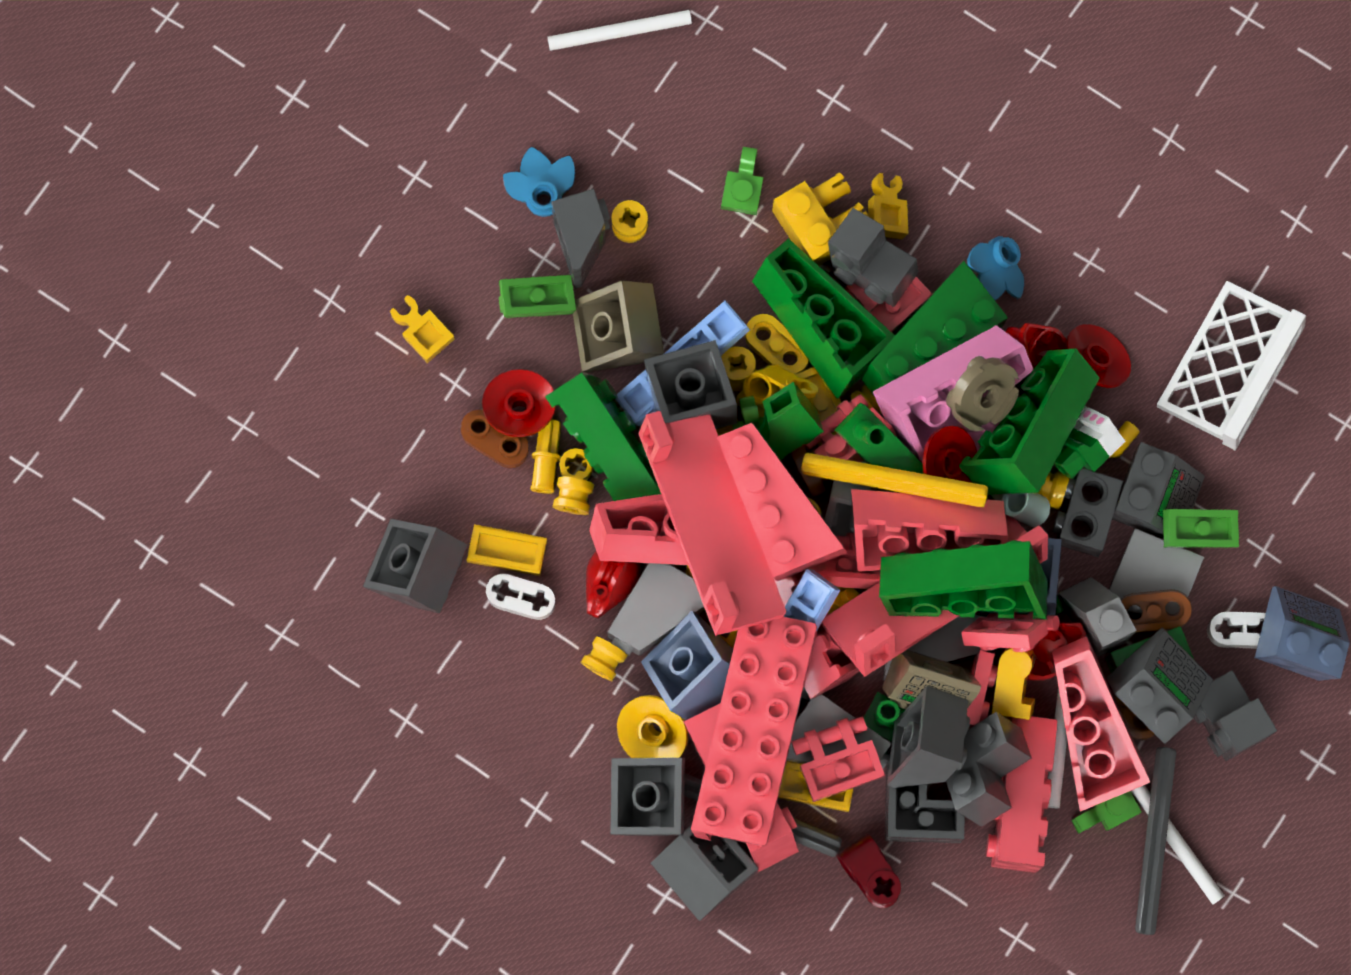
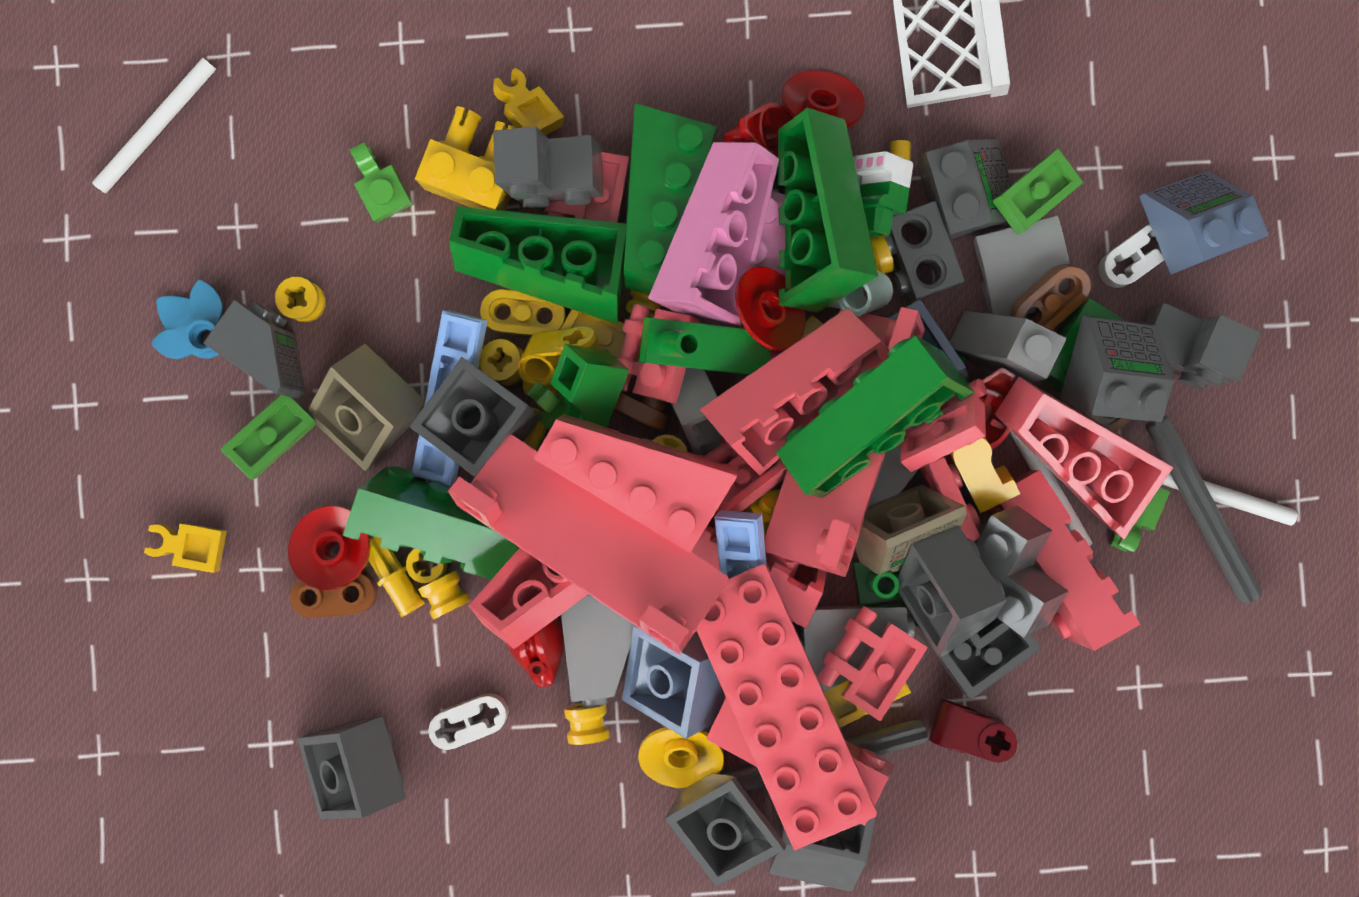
camera: 30 degrees left, 10 degrees up
(507, 550) = (423, 687): yellow tile -> none
(894, 480) = (733, 367): yellow axle -> none
(967, 397) = (754, 218): dark tan plate -> none
(998, 266) = (668, 85): dark azure plate -> none

